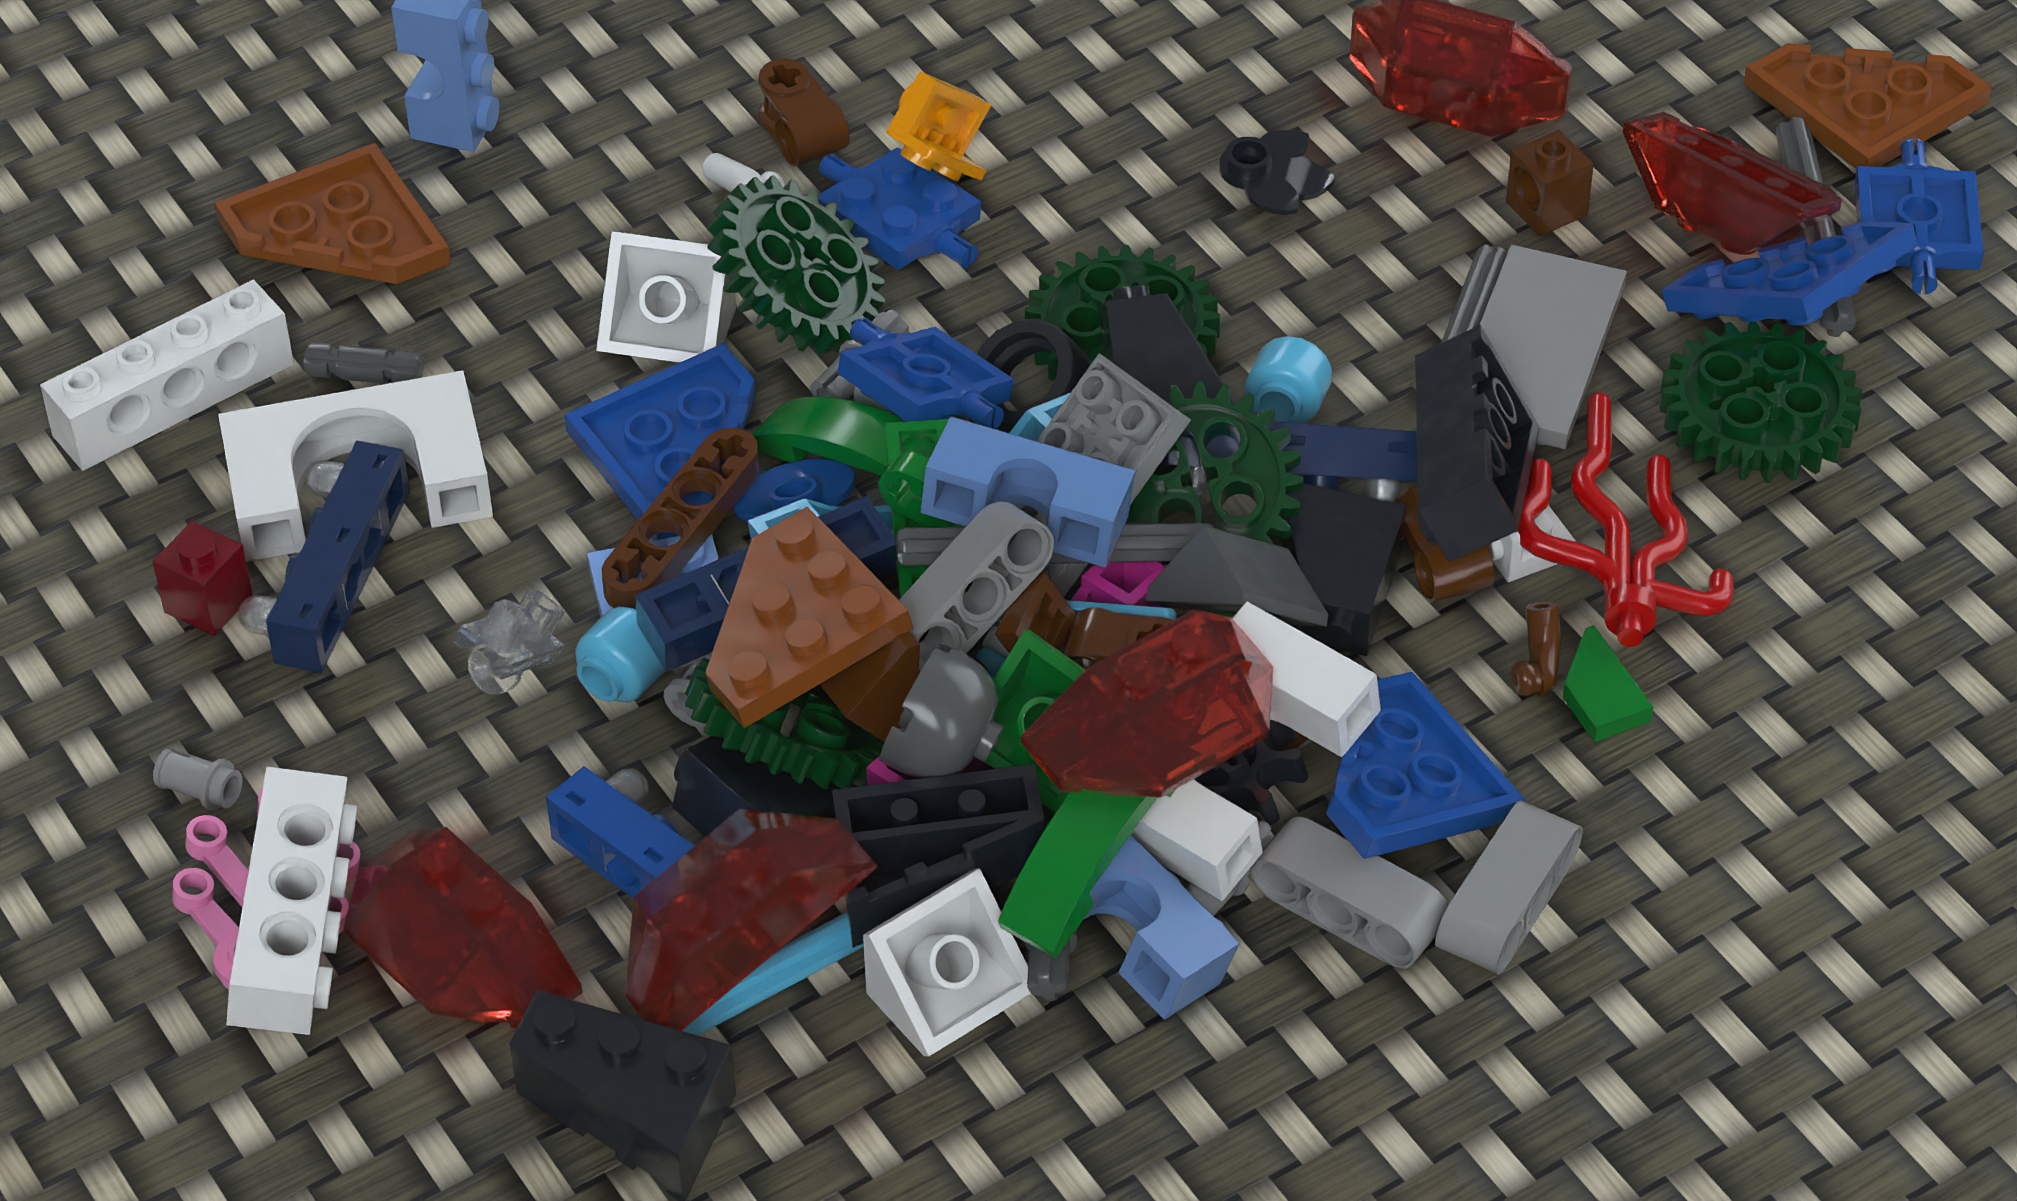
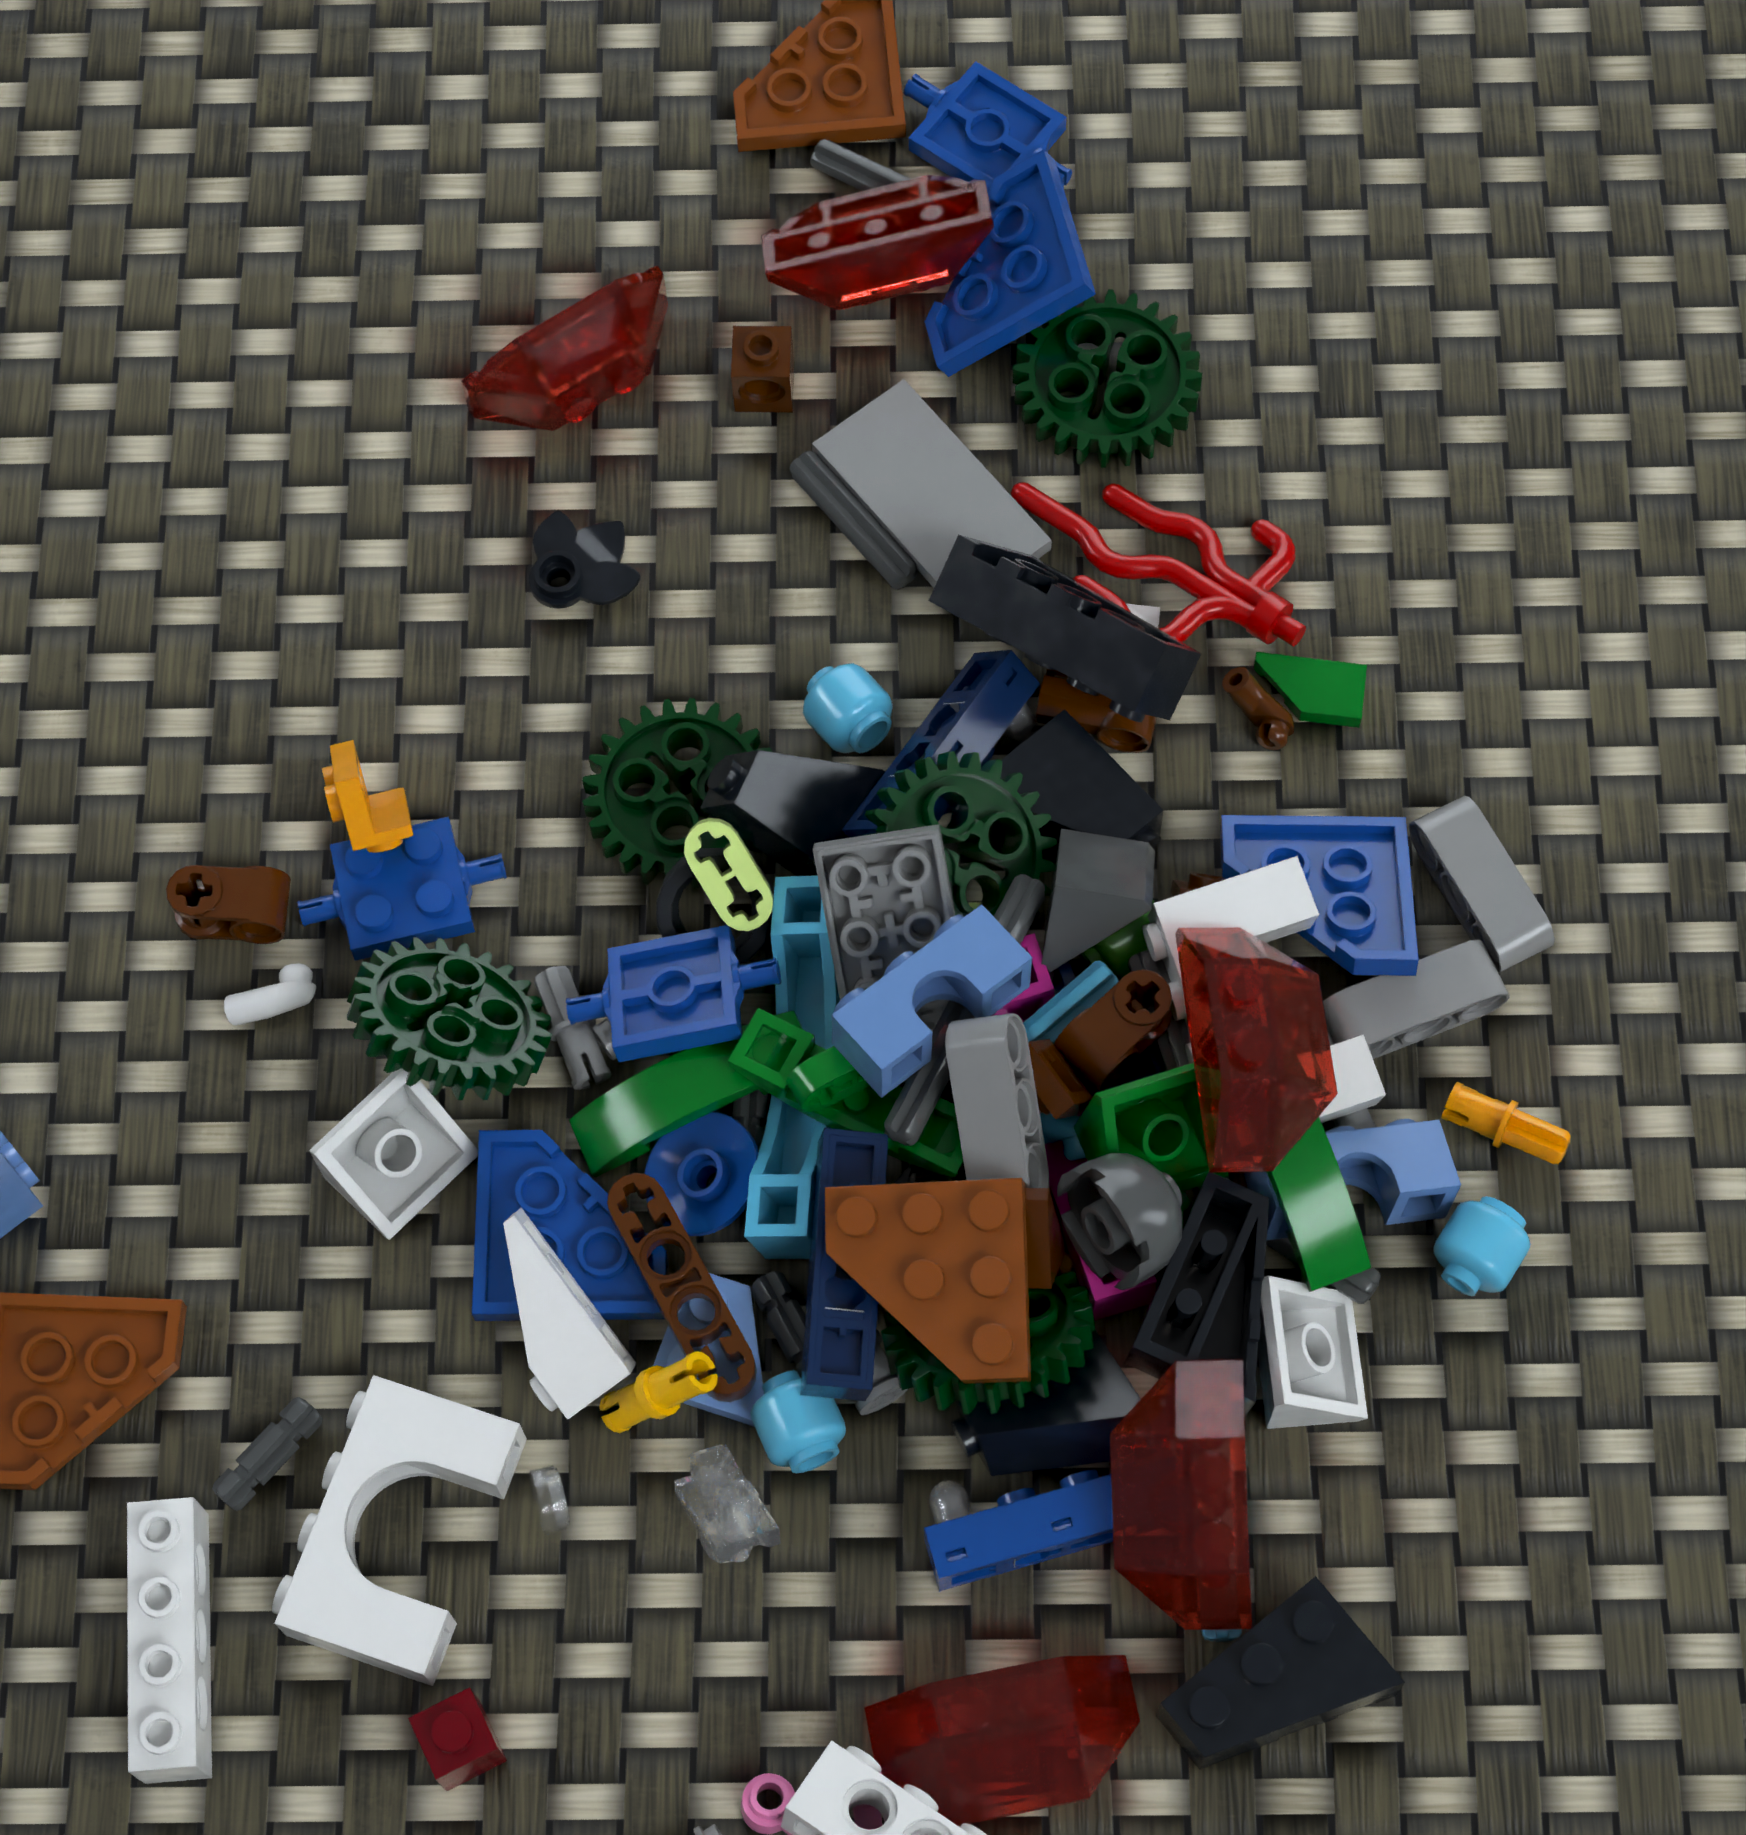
camera: 55 degrees left, 20 degrees up
(336, 557) = (519, 1617): dark blue piece -> none
(444, 539) = (549, 1499): none -> clear tile
(578, 546) = (658, 1392): none -> yellow pin
(590, 453) = (563, 1332): none -> white slope
(1050, 345) = (715, 882): none -> yellowish green beam
(1148, 1044) = (1482, 1246): none -> medium azure head
(1288, 1014) = (1505, 1124): none -> light orange axle

